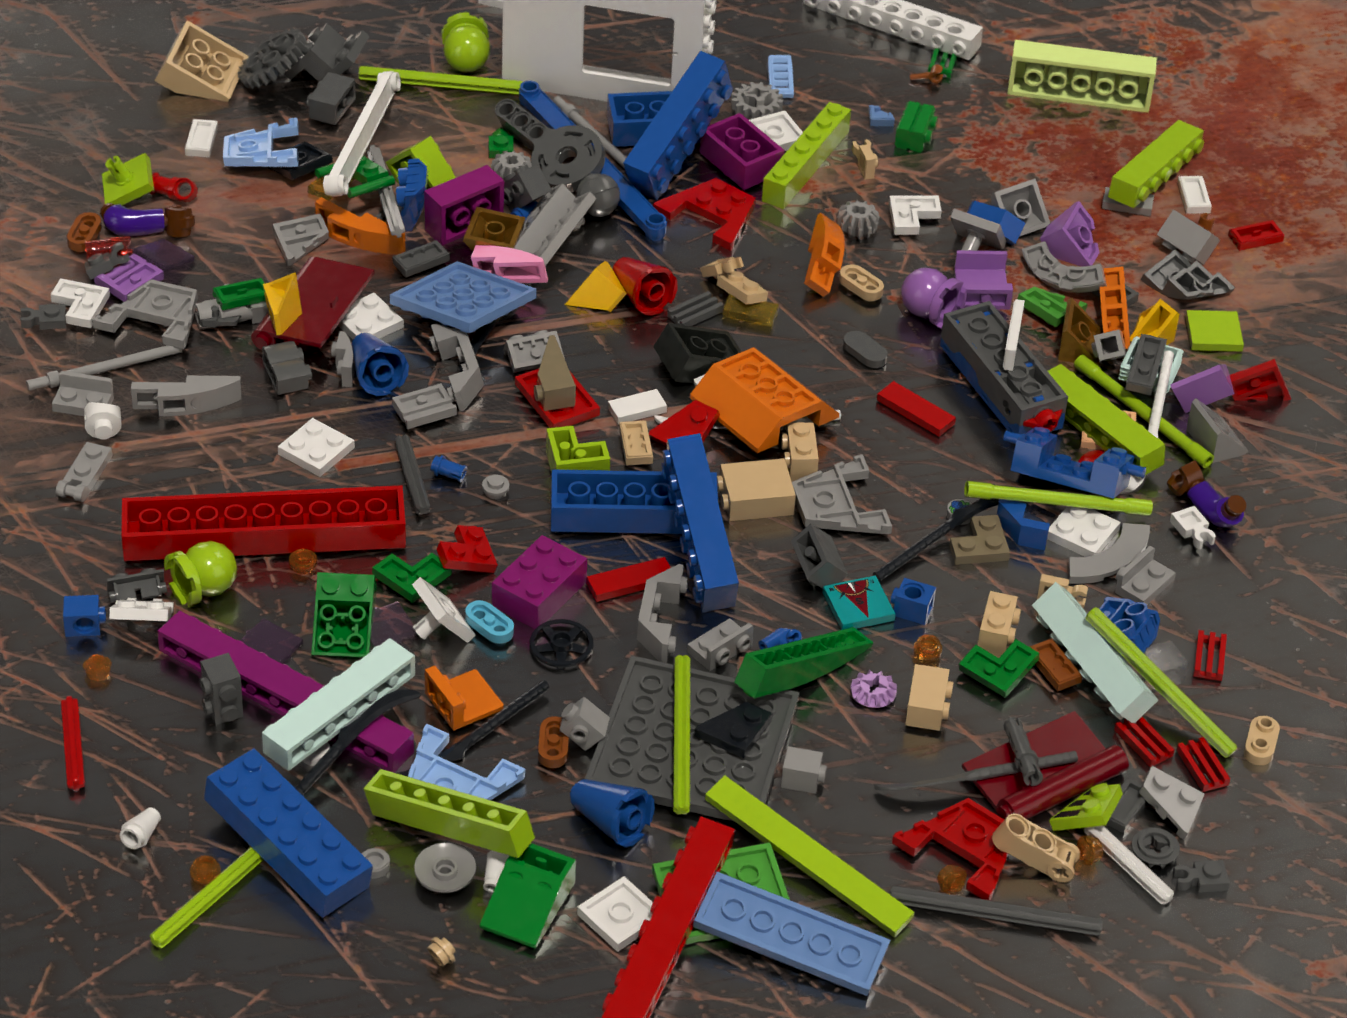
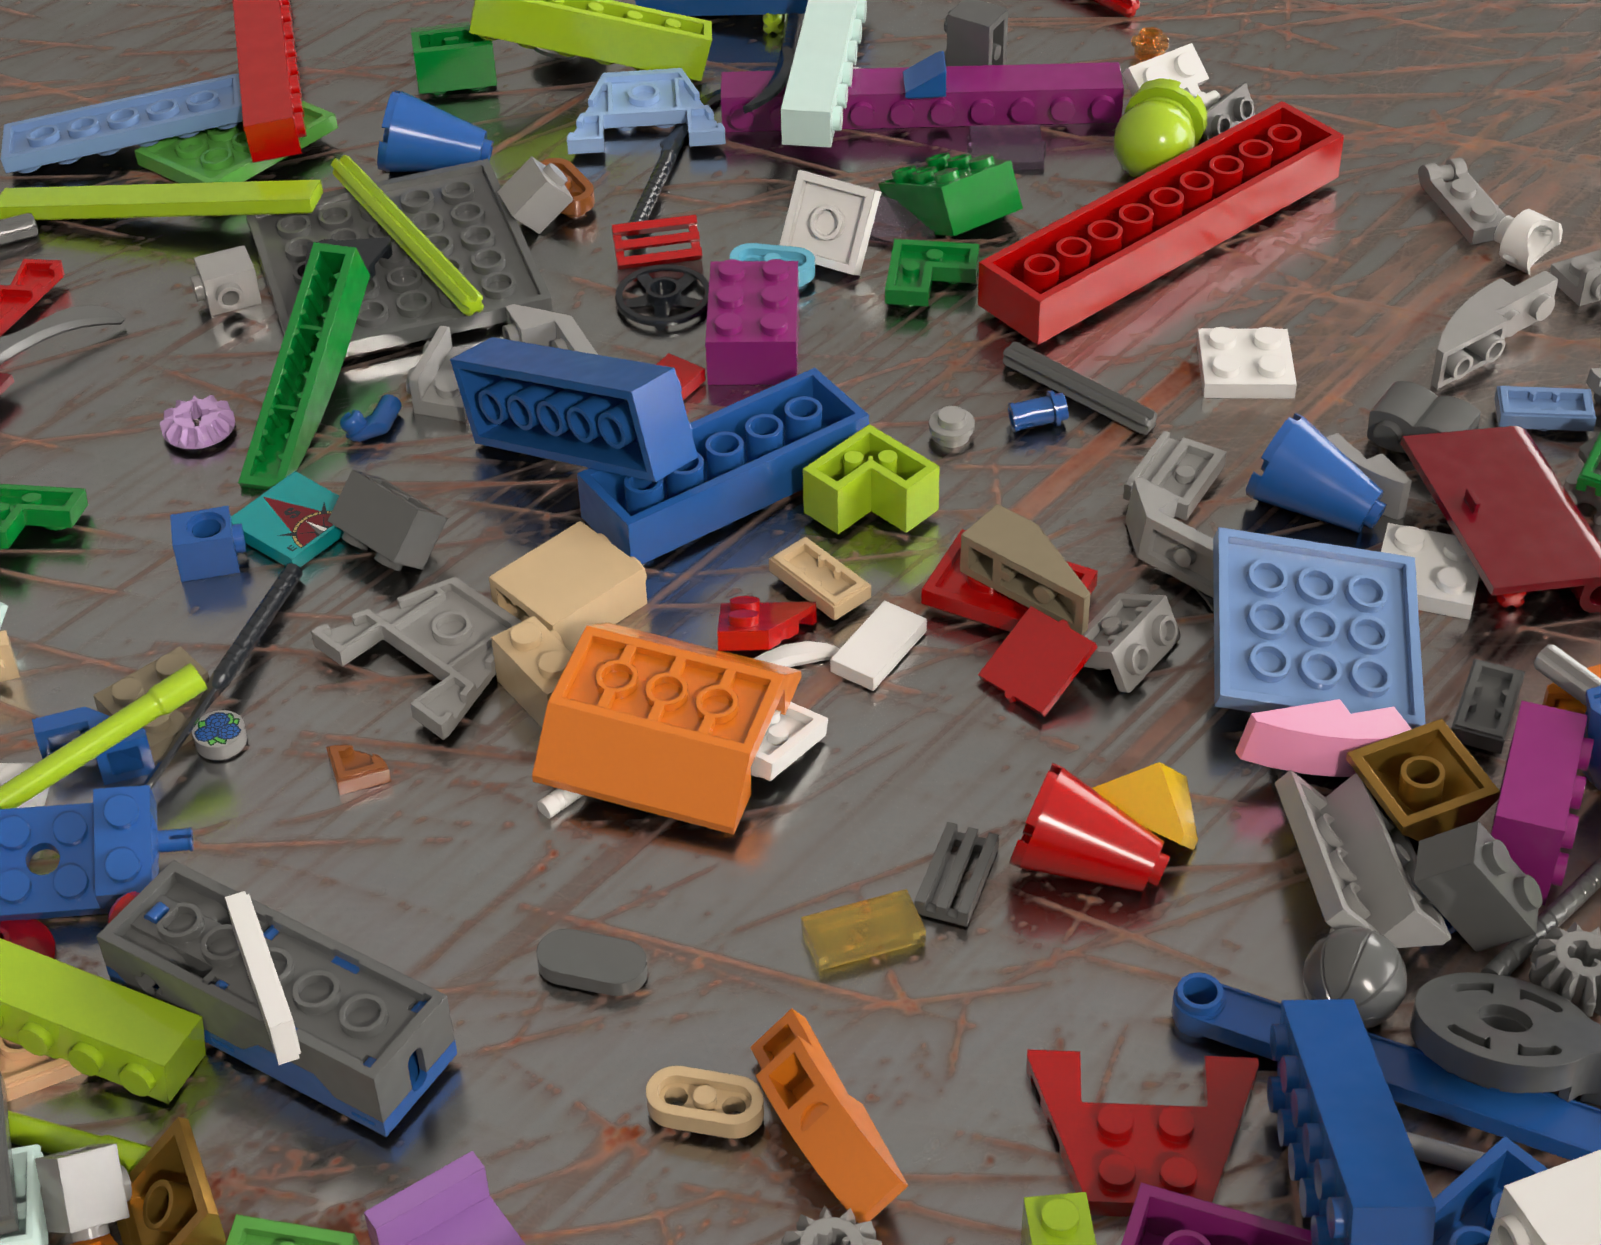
camera: 150 degrees right, 0 degrees up
(83, 615) = (1231, 62): blue brick -> none
(218, 350) = (1545, 408): none -> medium blue plate
(283, 302) = (1522, 436): yellow slope -> none
(287, 666) = (926, 78): none -> blue slope
(462, 697) = (722, 170): orange bracket -> none
(470, 551) = (878, 320): red plate -> none
(494, 866) = (512, 63): white cone -> none
(538, 669) = (652, 226): none -> red tile
(583, 357) = (1037, 661): none -> red piece
(617, 913) = (343, 81): white plate -> none
(693, 350) = (858, 770): pearl dark grey slope -> none
(721, 267) = (989, 962): tan plate -> none
(742, 288) = (910, 946): tan plate -> none
(908, 469) = (356, 769): none -> dark orange tile
(916, 408) = (414, 887): red tile -> none
(928, 647) = (148, 501): clear orange plate -> none
(928, 696) = (101, 418): tan brick -> none
(931, 294) = (532, 1106): medium lavender tile -> none
(997, 623) = (51, 563): tan brick -> none

